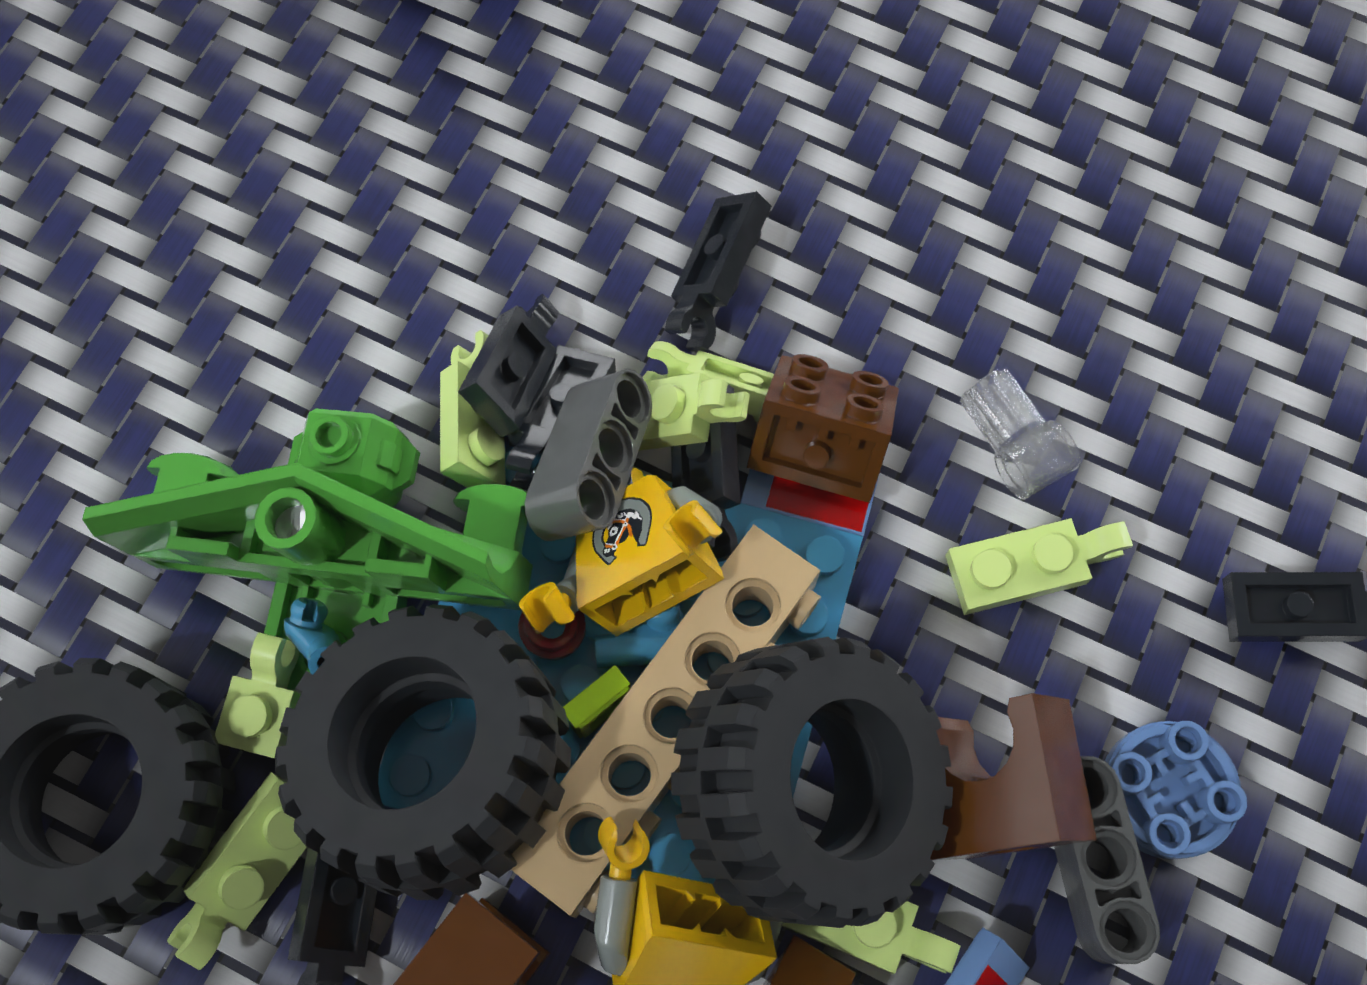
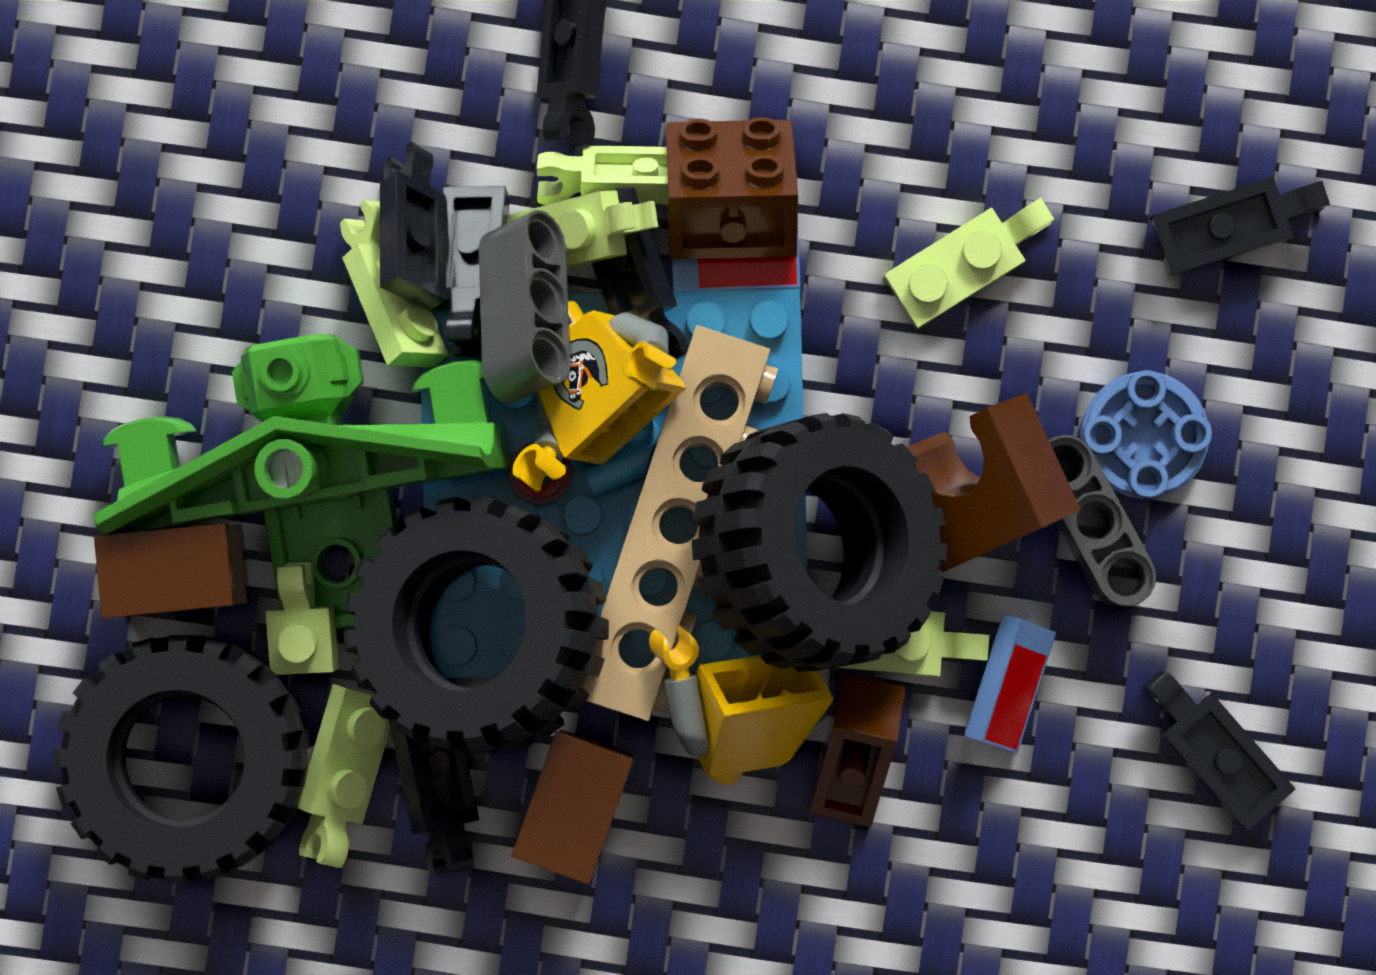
camera: 20 degrees left, 15 degrees up
(155, 602) = (171, 569): none -> reddish brown piece
(308, 631) = (326, 553): dark azure arm -> none
(596, 702) = (608, 530): lime tile -> none
(1026, 447) = (933, 147): clear piece -> none

